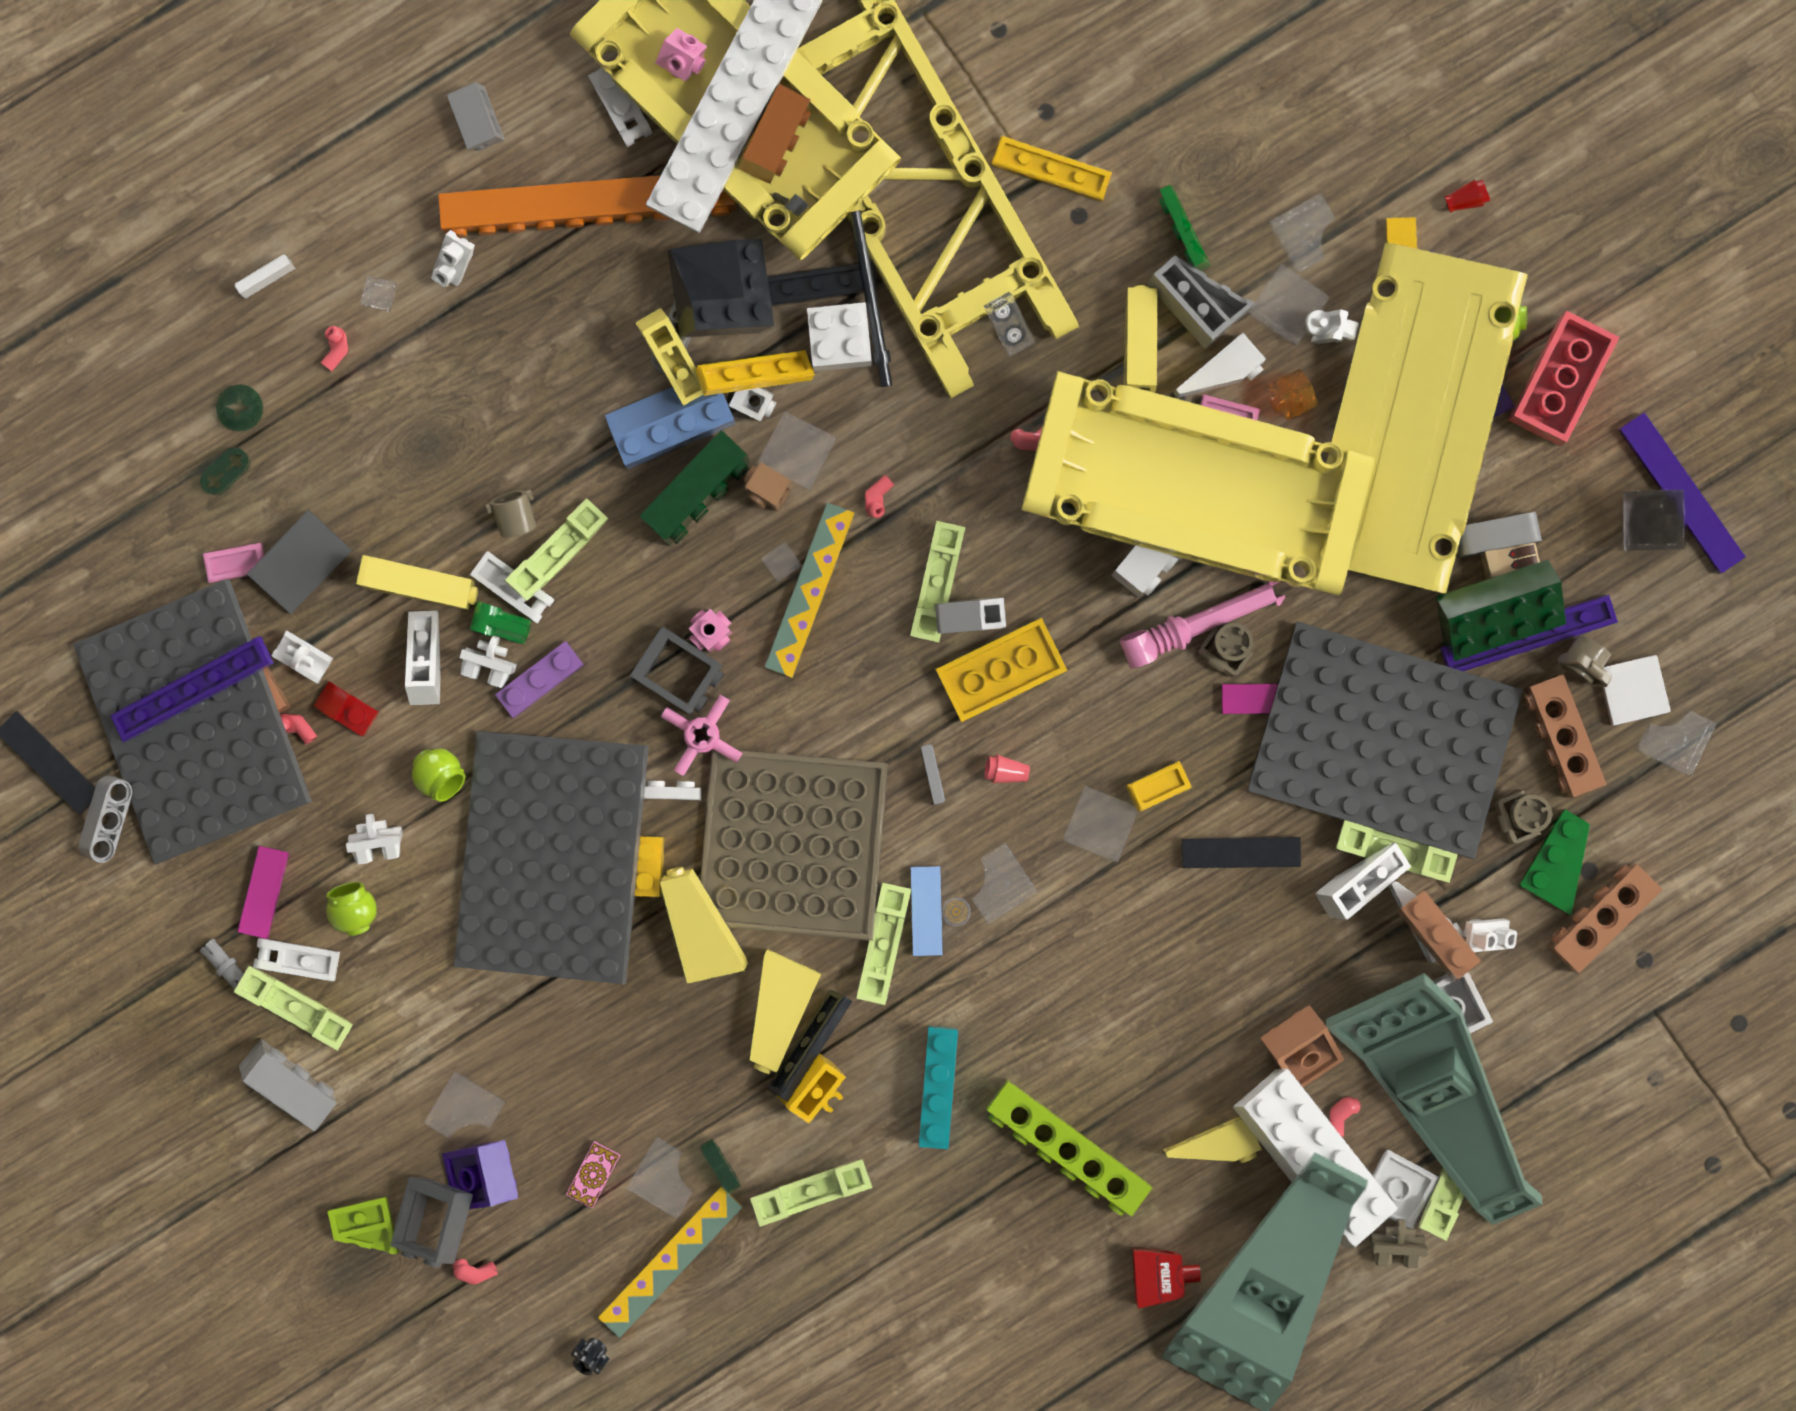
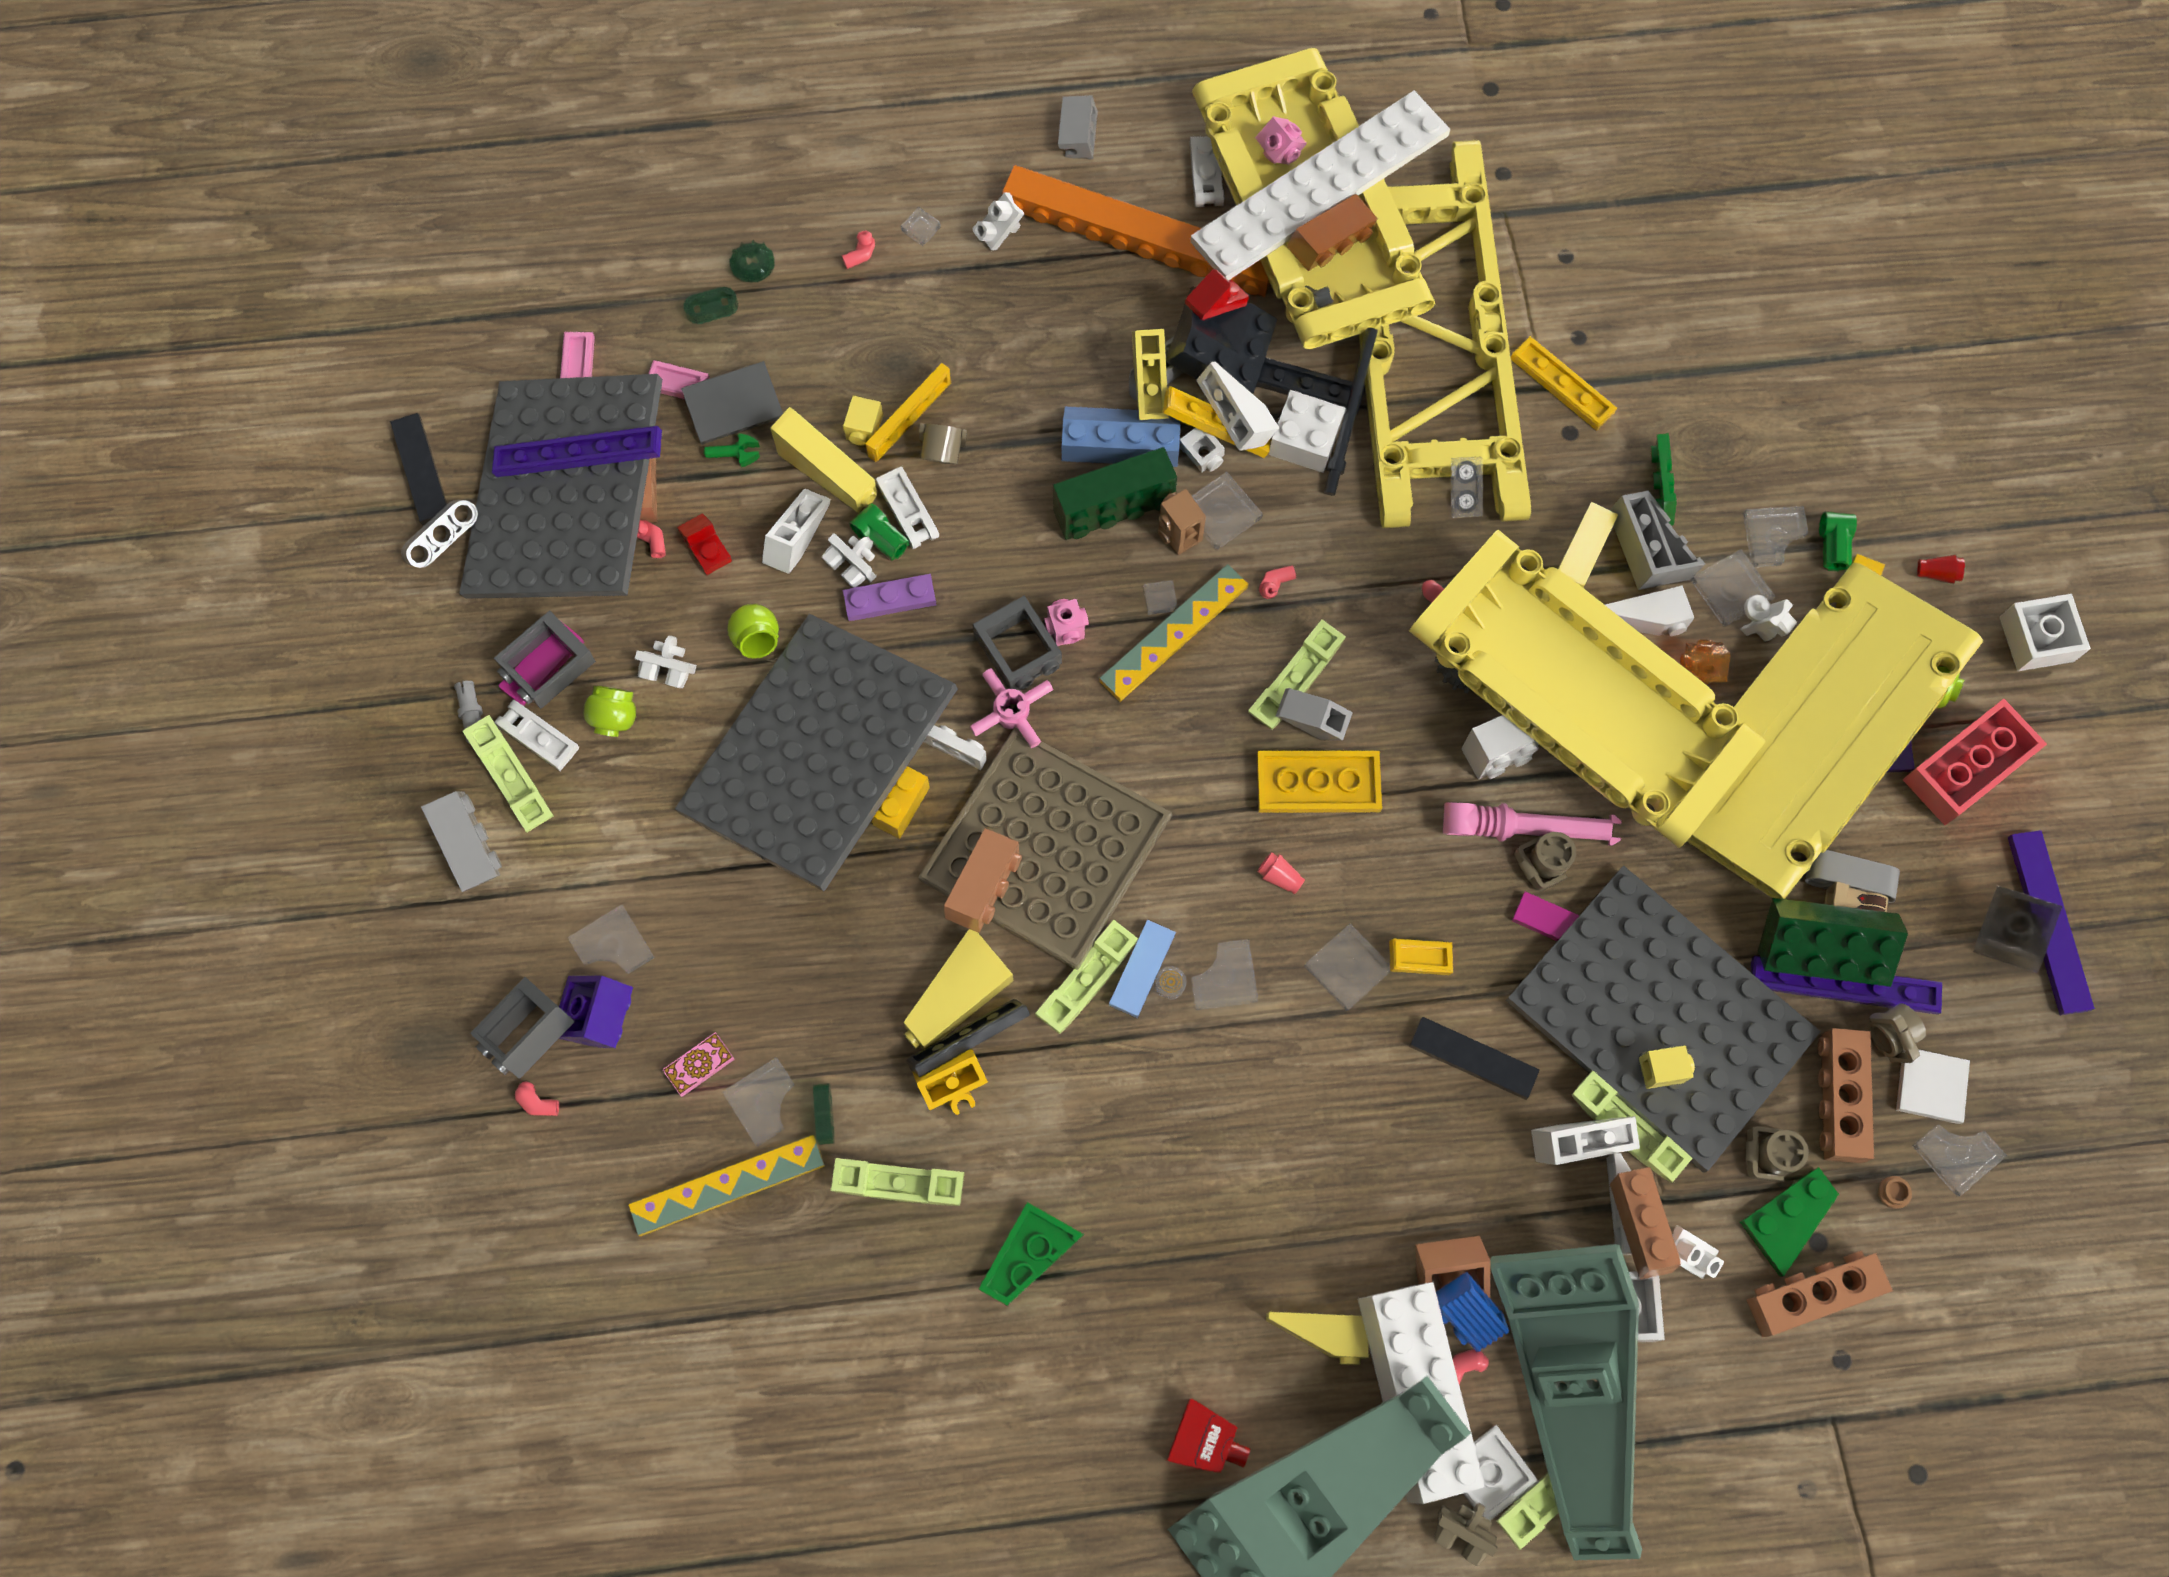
camera: 25 degrees right, 15 degrees down
(131, 586) = (577, 354): none -> bright pink tile
(264, 276) = (831, 168): white tile -> none
(277, 863) = (528, 642): none -> dark grey window
(302, 657) = (690, 479): white hips -> none
(325, 606) = (736, 450): none -> green bar
(364, 1224) = (458, 1004): lime wing -> none
(429, 523) = (862, 420): none -> light yellow brick
(466, 493) = (908, 412): none -> yellow tile
(557, 550) = (964, 496): yellowish green slope -> none
(589, 1356) = (599, 1238): black gear -> none
(698, 256) = (1216, 296): none -> red slope
(700, 932) = (918, 877): light yellow slope -> none
(756, 907) = (983, 881): none -> nougat brick
(771, 355) = (1237, 408): none -> white slope
(933, 774) = (1209, 844): light grey tile -> none
(938, 1087) = (1072, 1139): teal brick -> none
(945, 1197) = (1027, 1253): none -> green wing
(1134, 1187) = (1141, 1185): lime brick -> none
(1328, 1073) = (1471, 1312): none -> blue brick
(1361, 205) = (1837, 535): none -> green piece
(1405, 791) = (1666, 1067): none -> light yellow brick
(1581, 221) = (2044, 632): none -> white brick
(1635, 799) = (1894, 1192): none -> medium nougat plate

